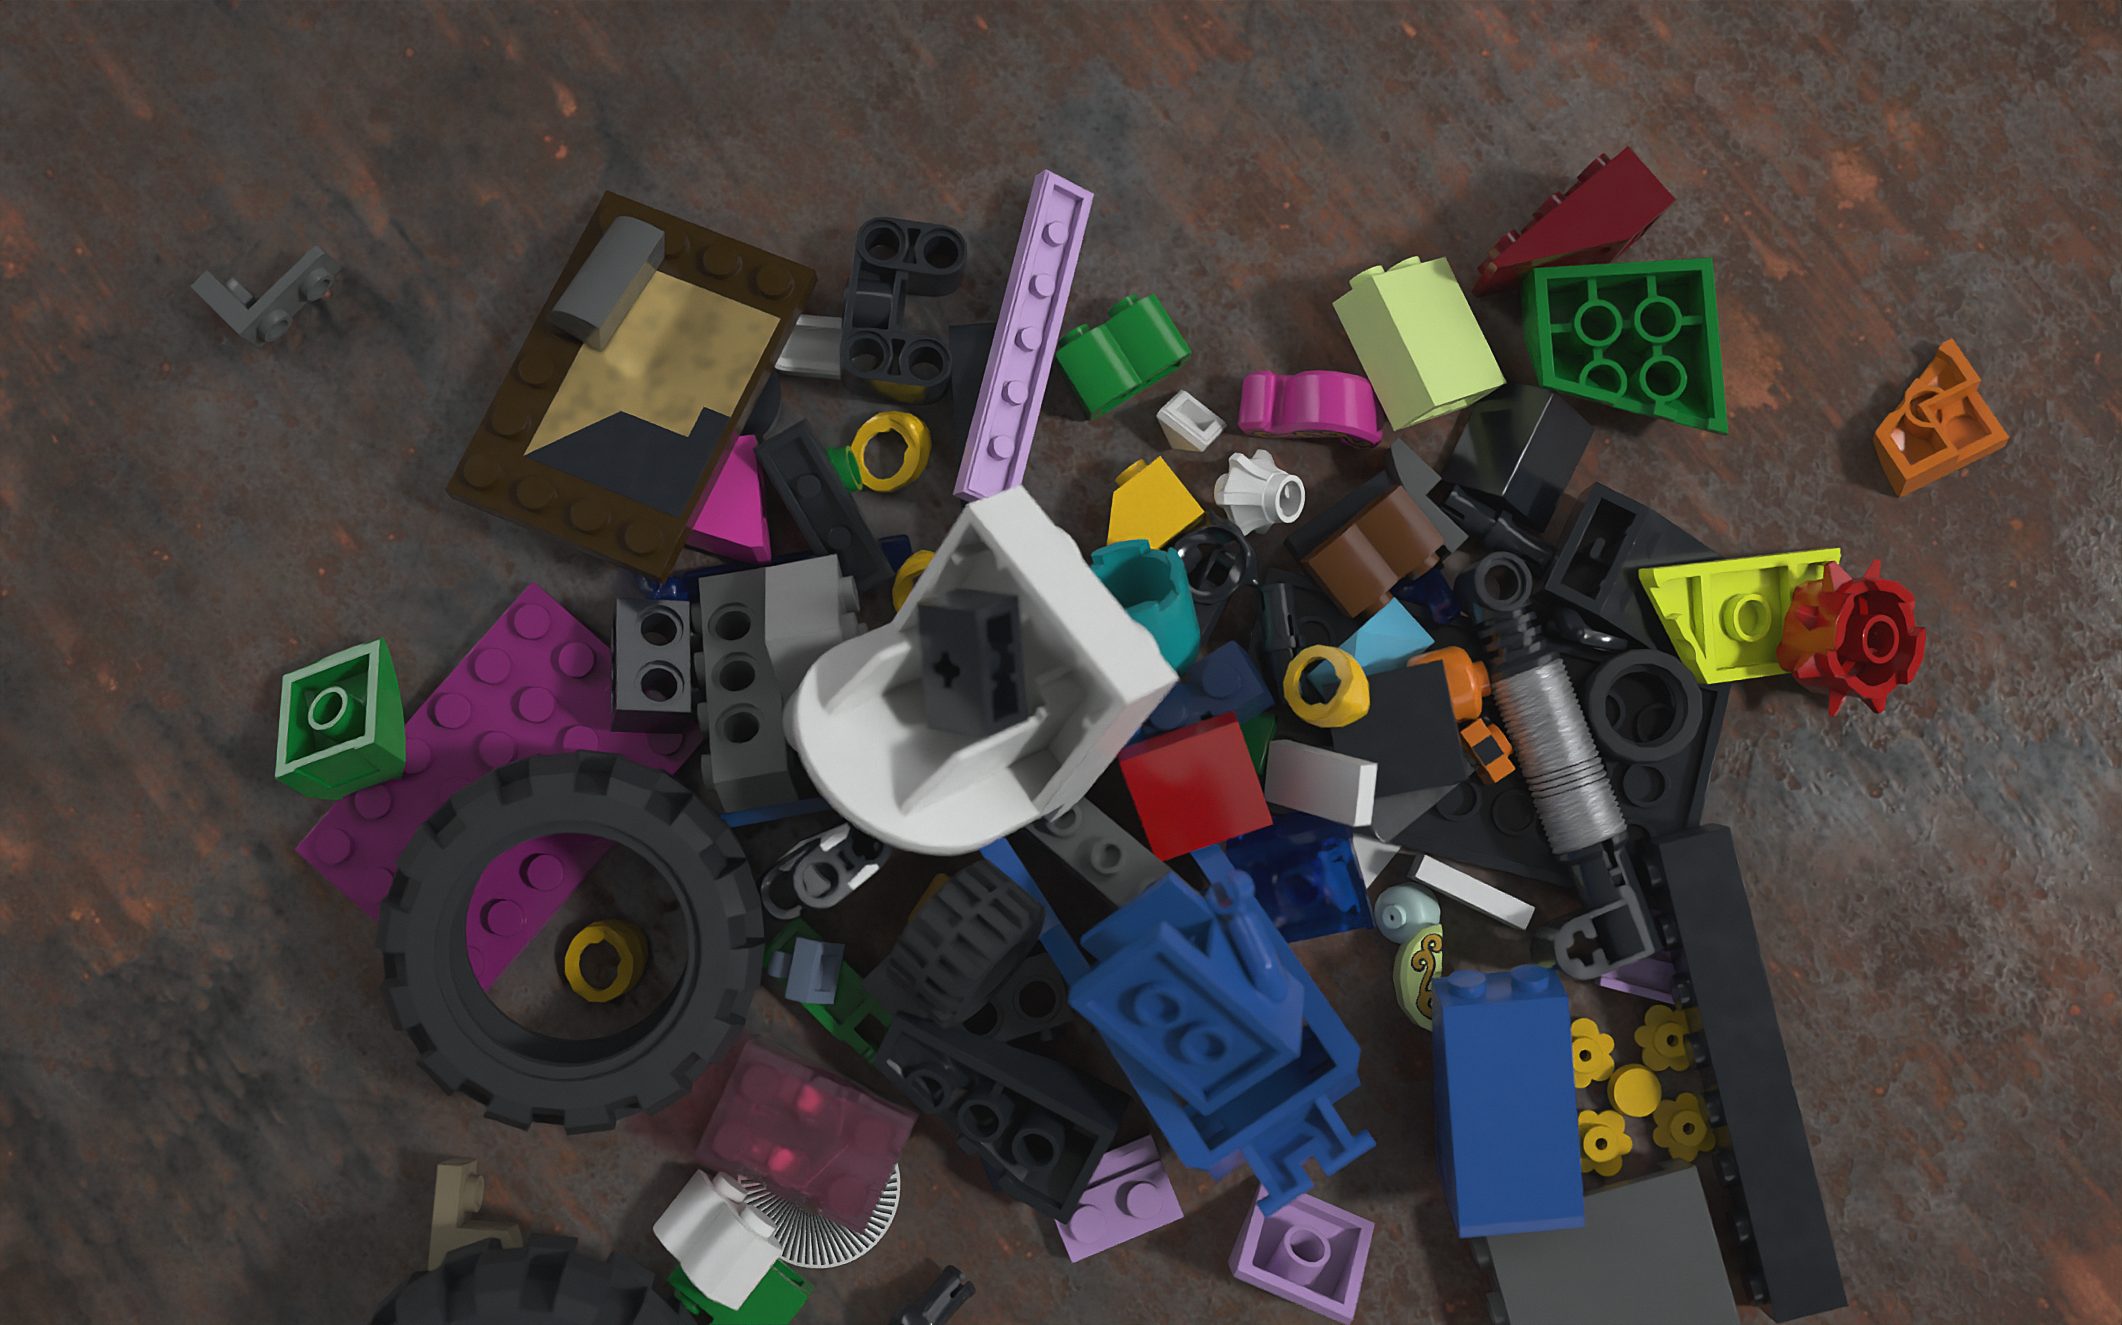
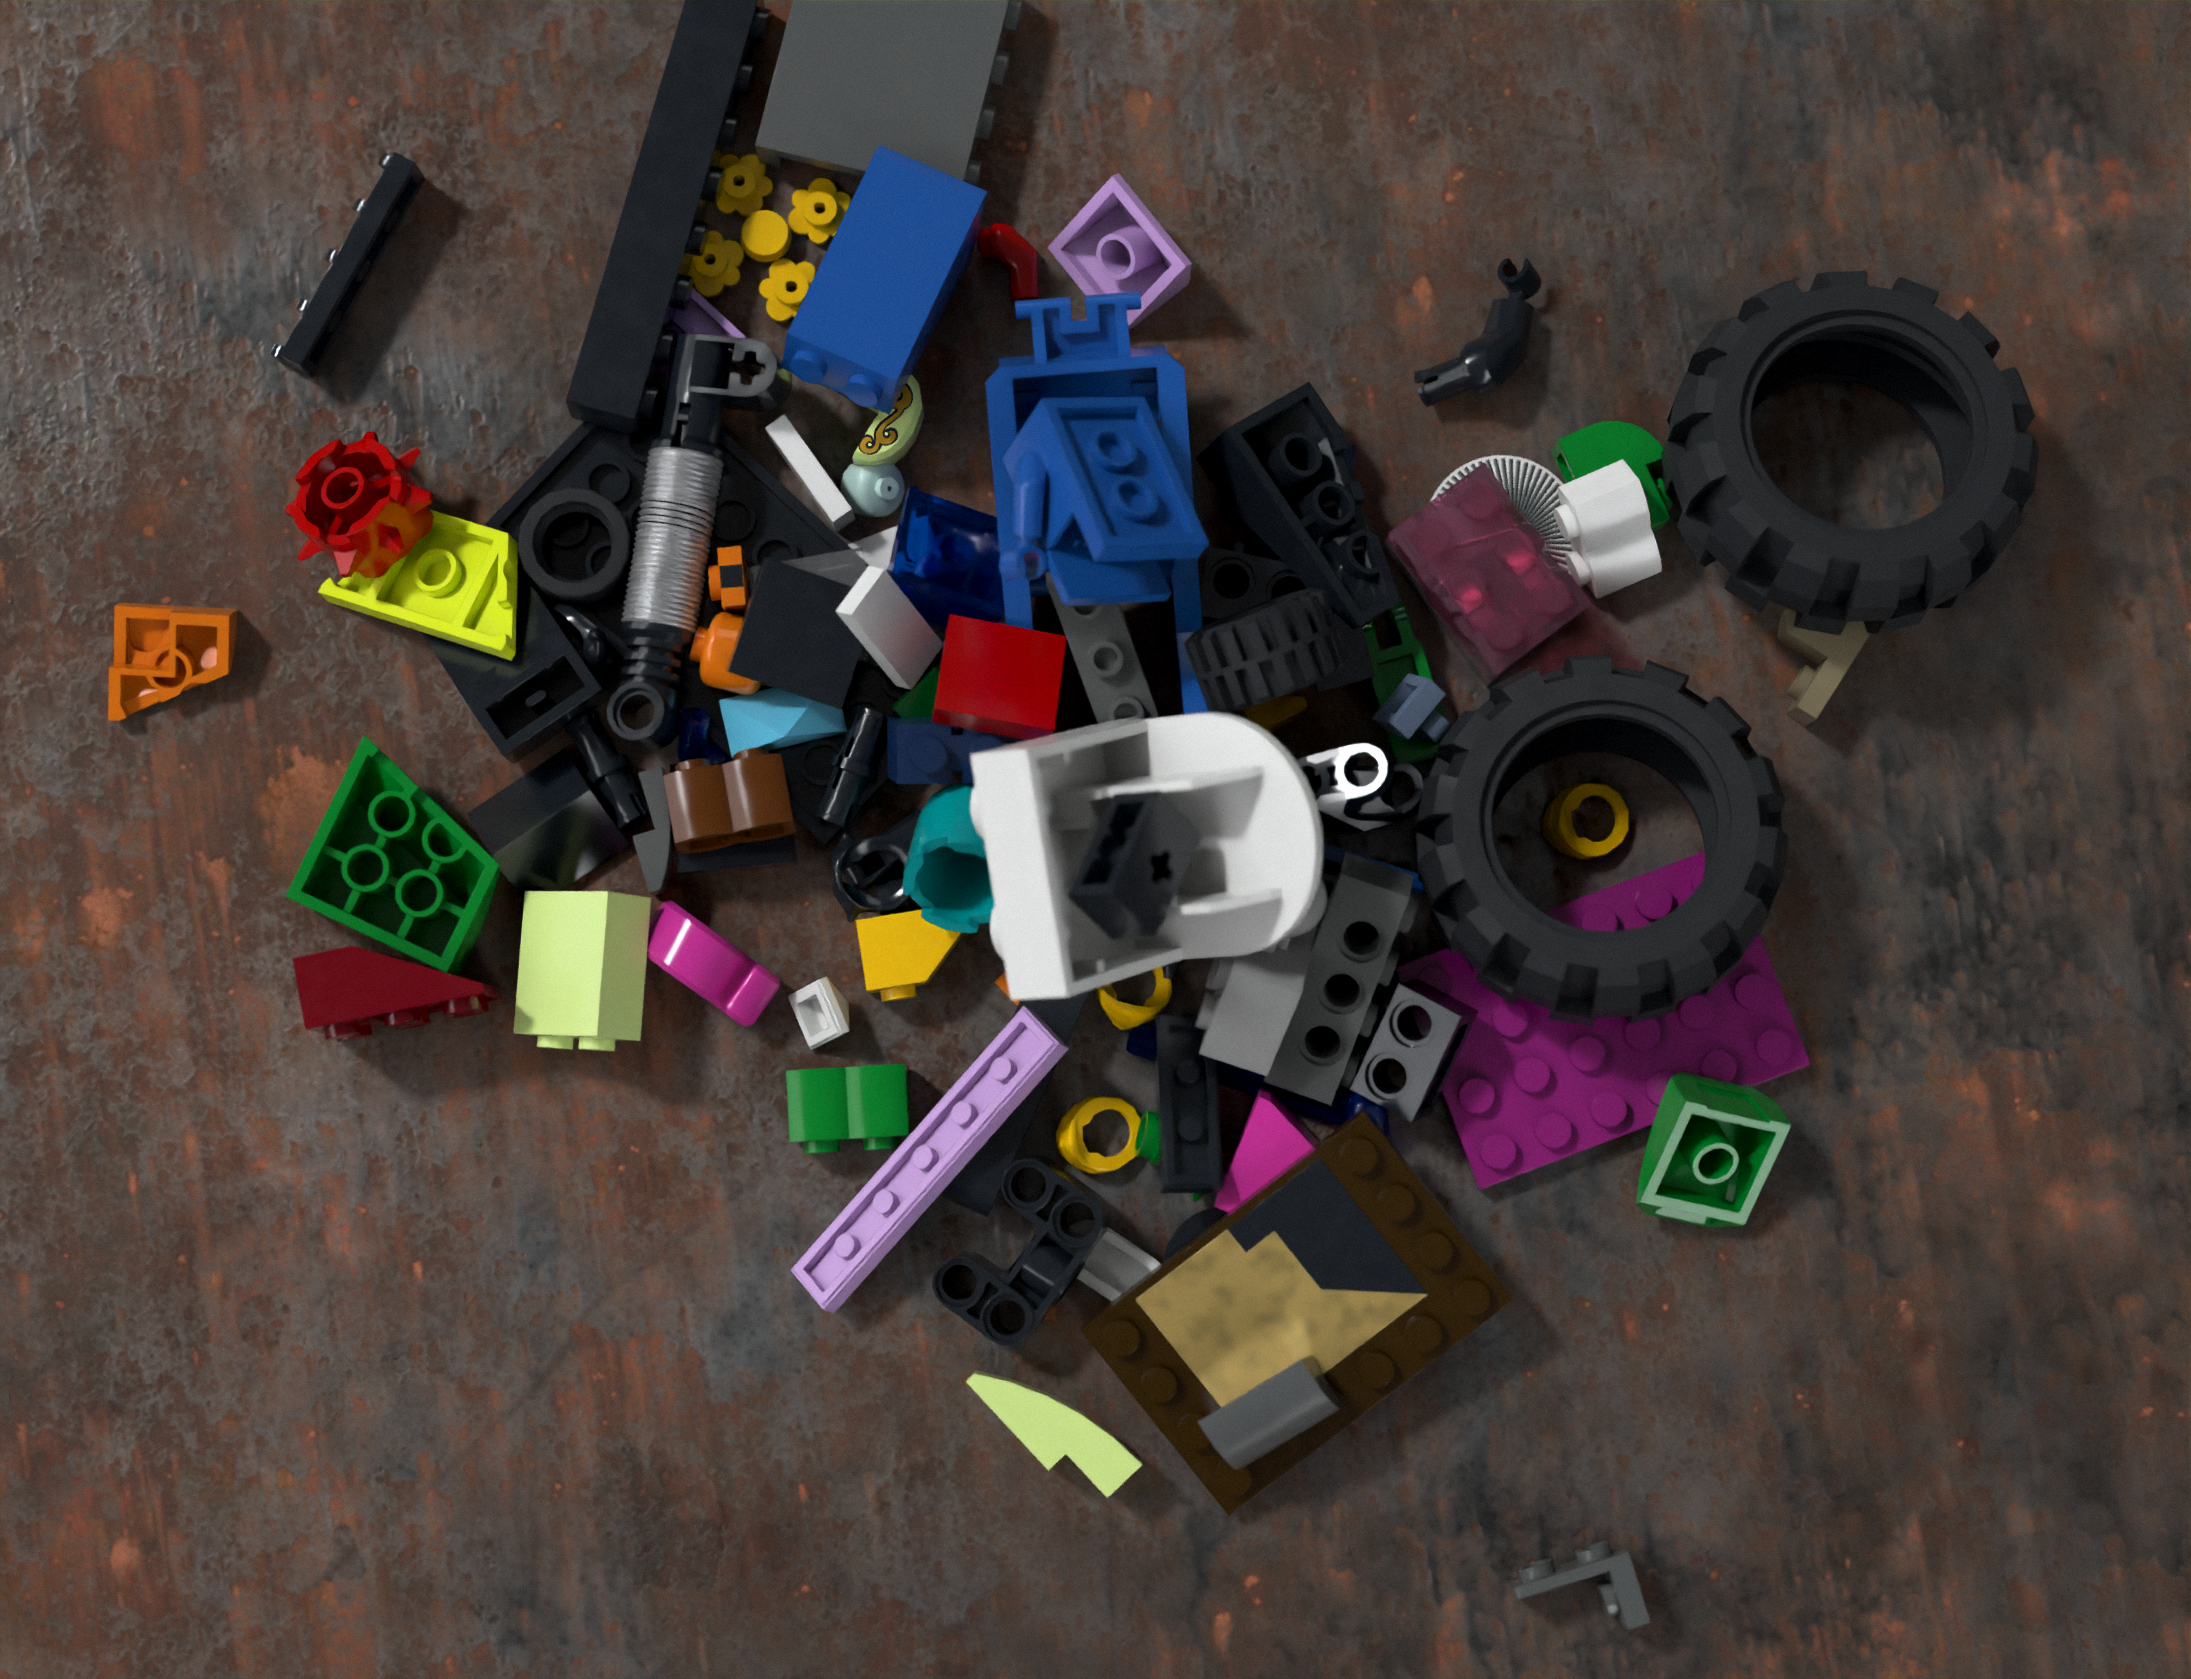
camera: 160 degrees left, 0 degrees up
(791, 180) = (1055, 1429): none -> yellowish green slope
(1122, 1200) = (1248, 377): lavender plate -> none
(1258, 493) = (798, 913): white rock -> none
(1352, 695) = (823, 681): yellow piece -> none
(1396, 1200) = (1017, 254): none -> red arm
(1987, 856) = (351, 265): none -> black hinge

